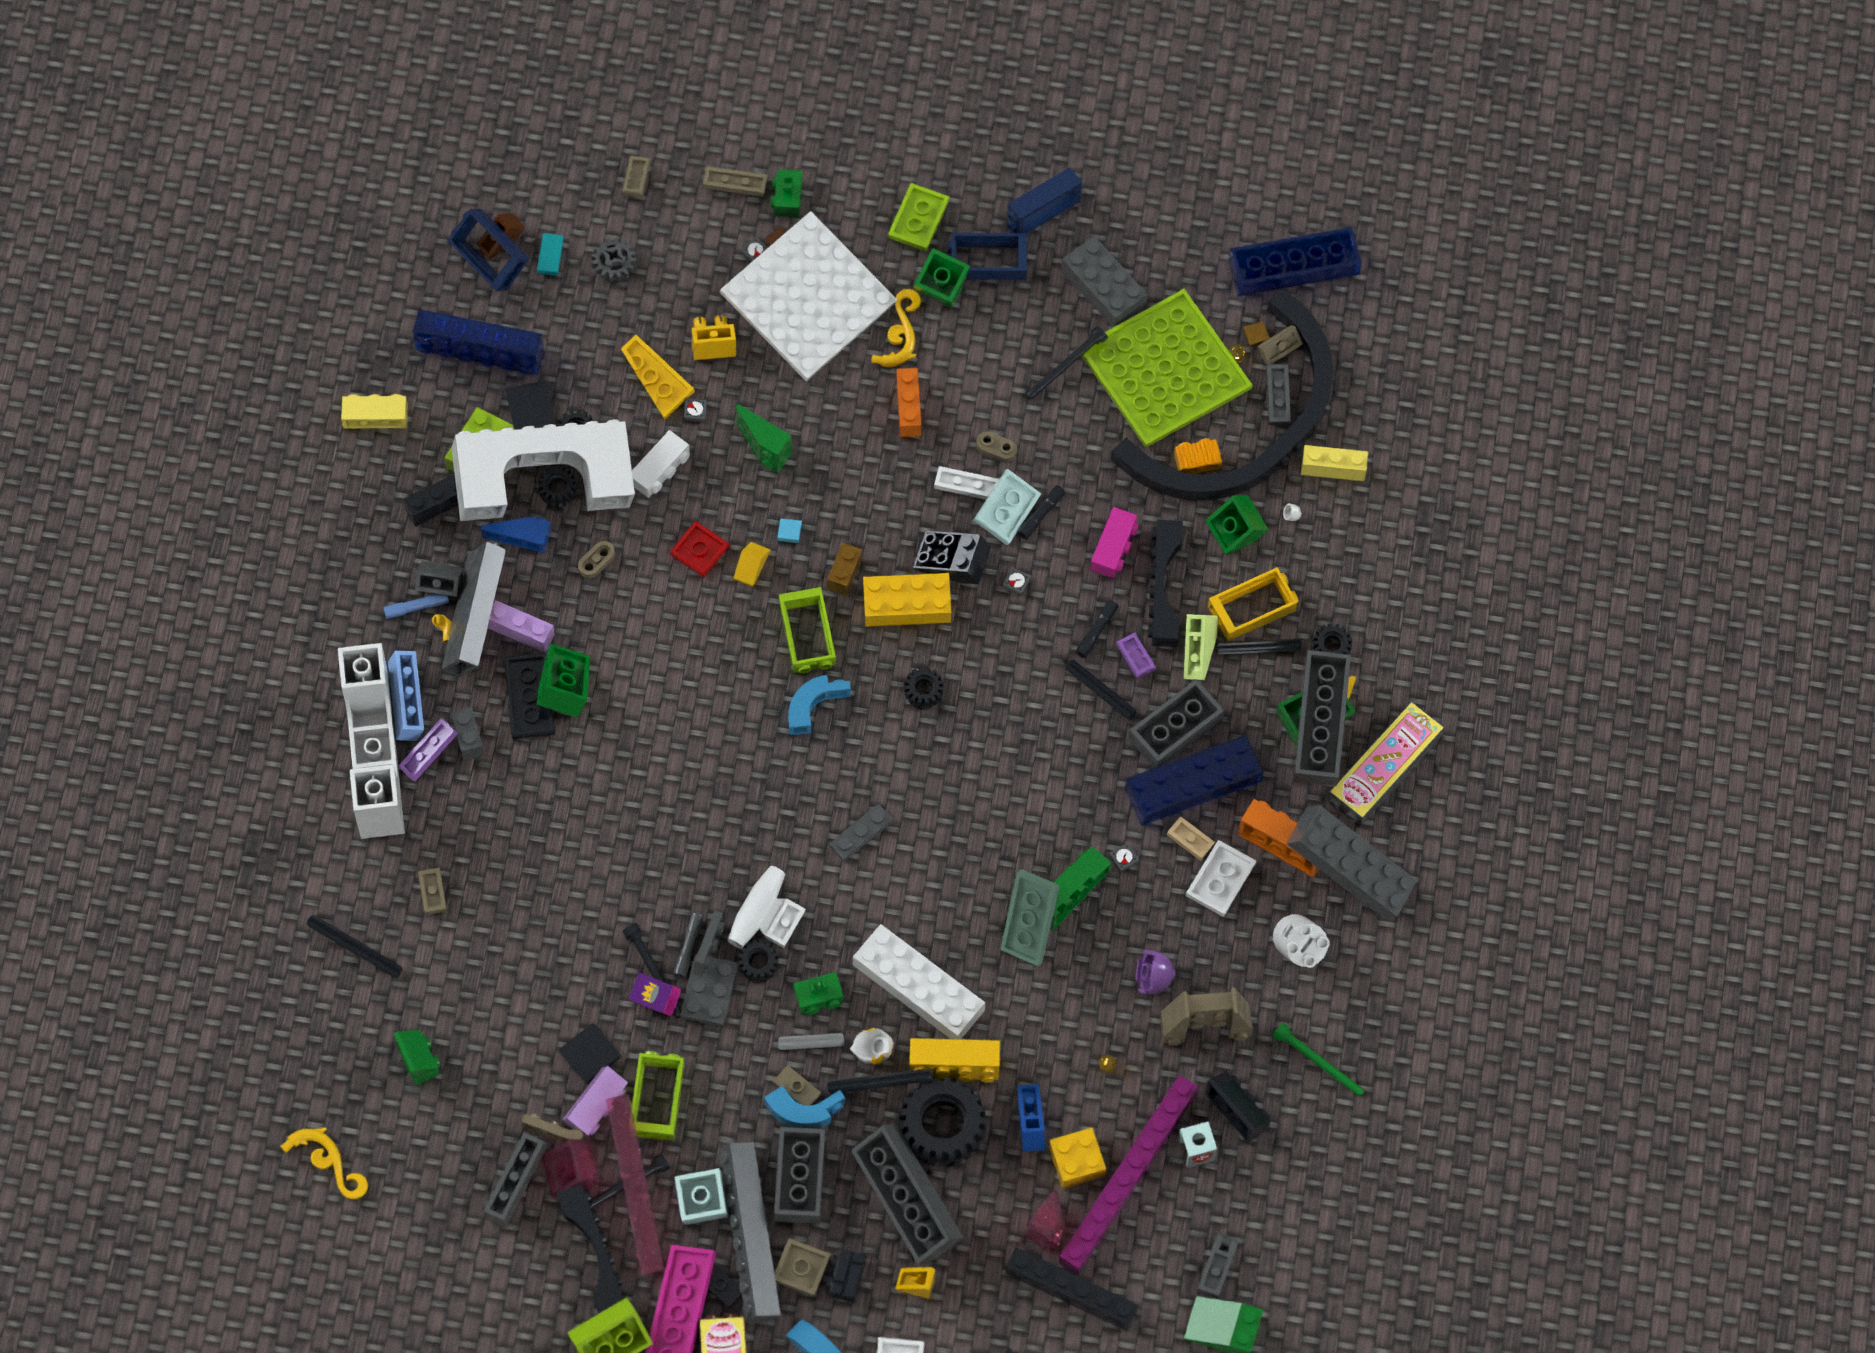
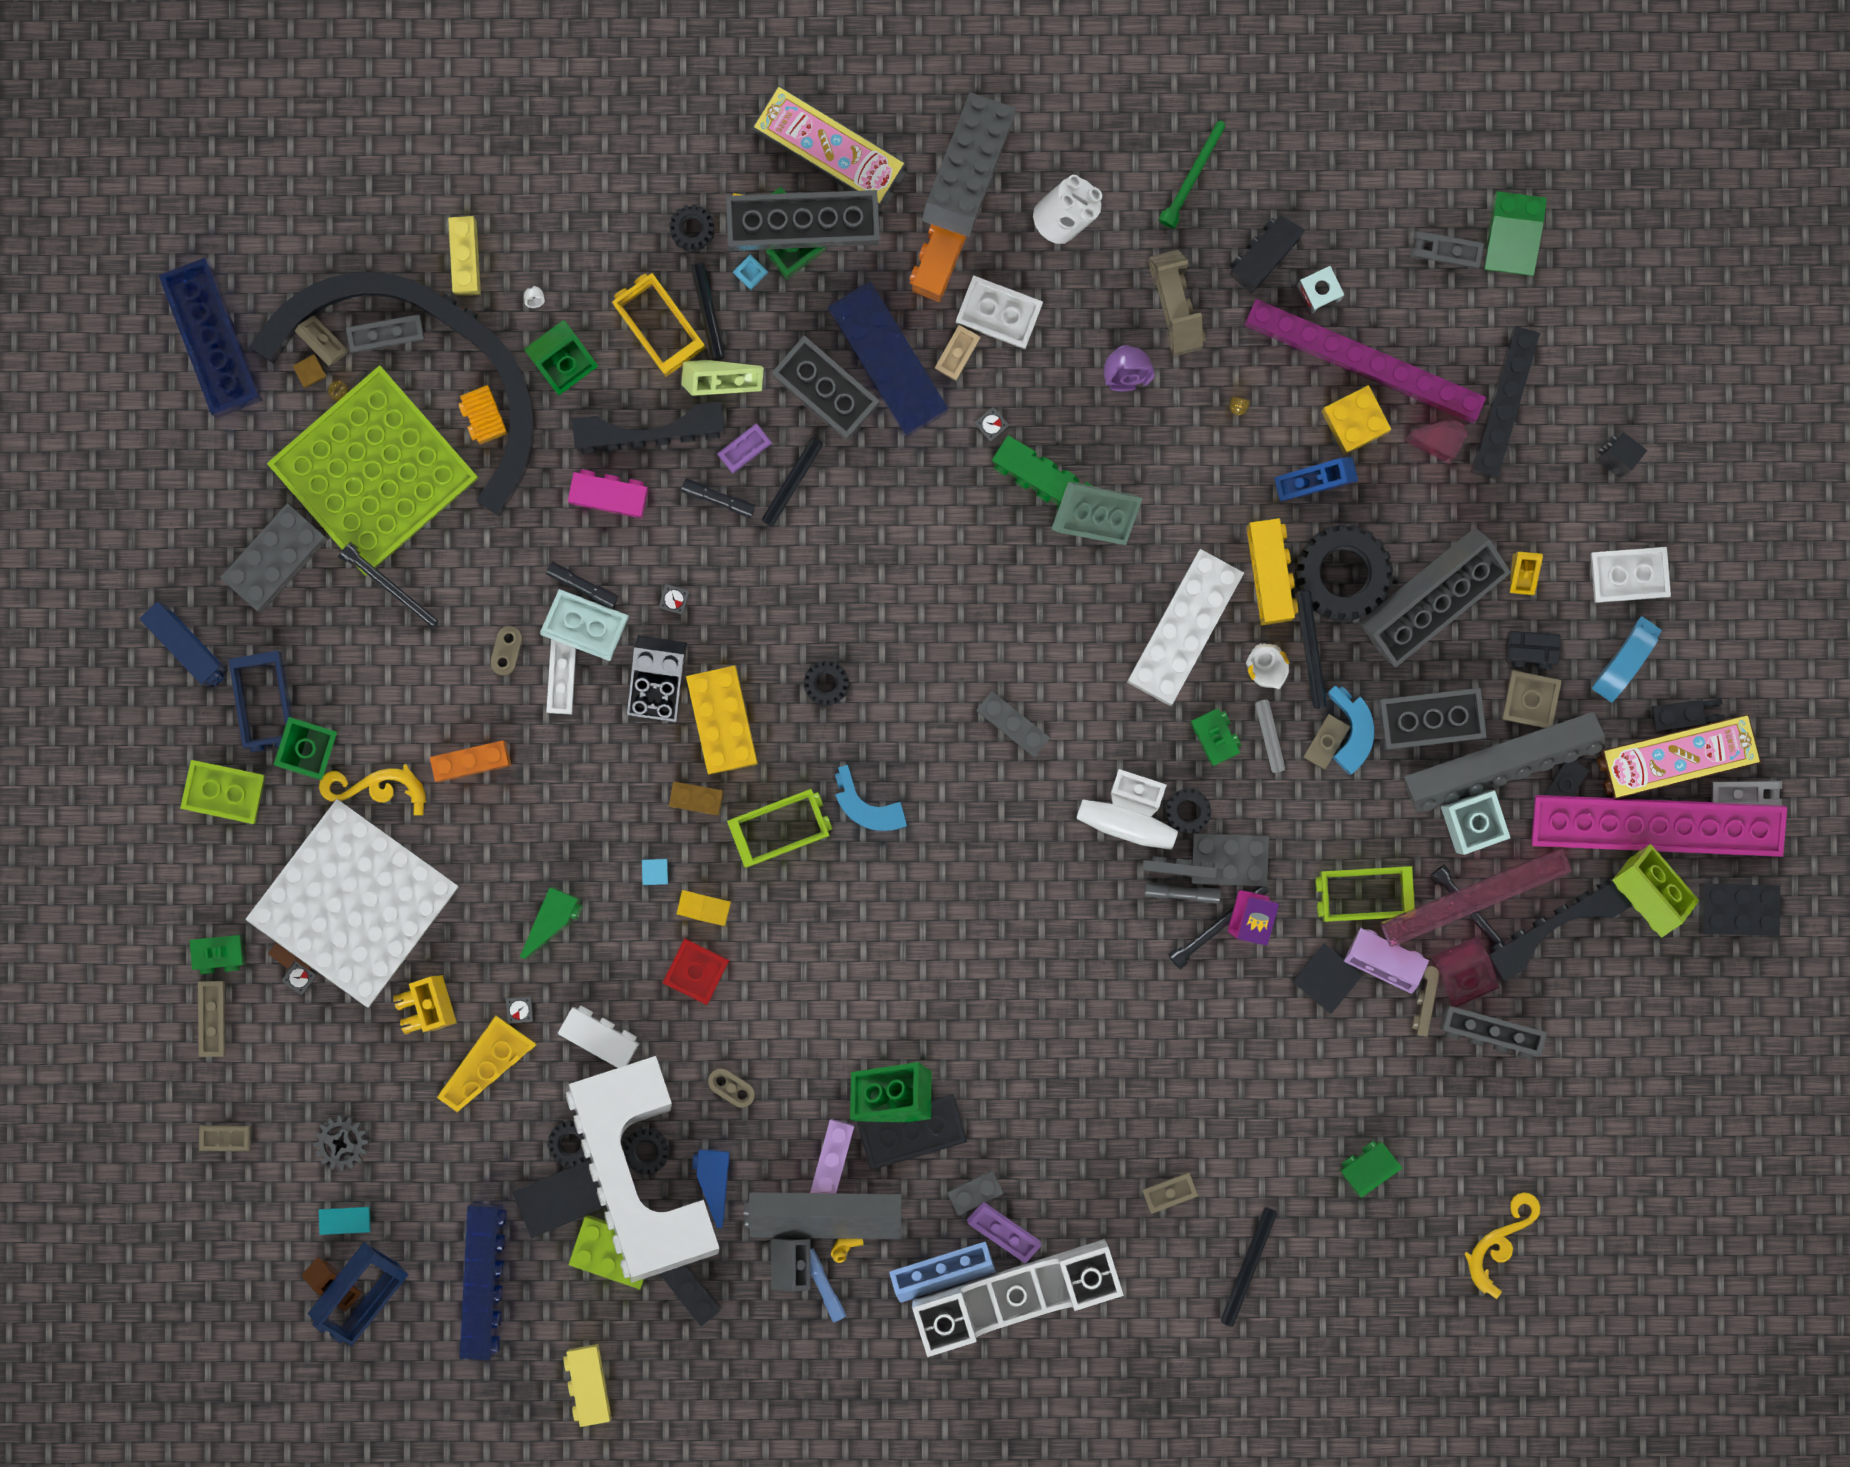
camera: 95 degrees left, 20 degrees up
(1287, 686) = (750, 272): none -> medium azure tile

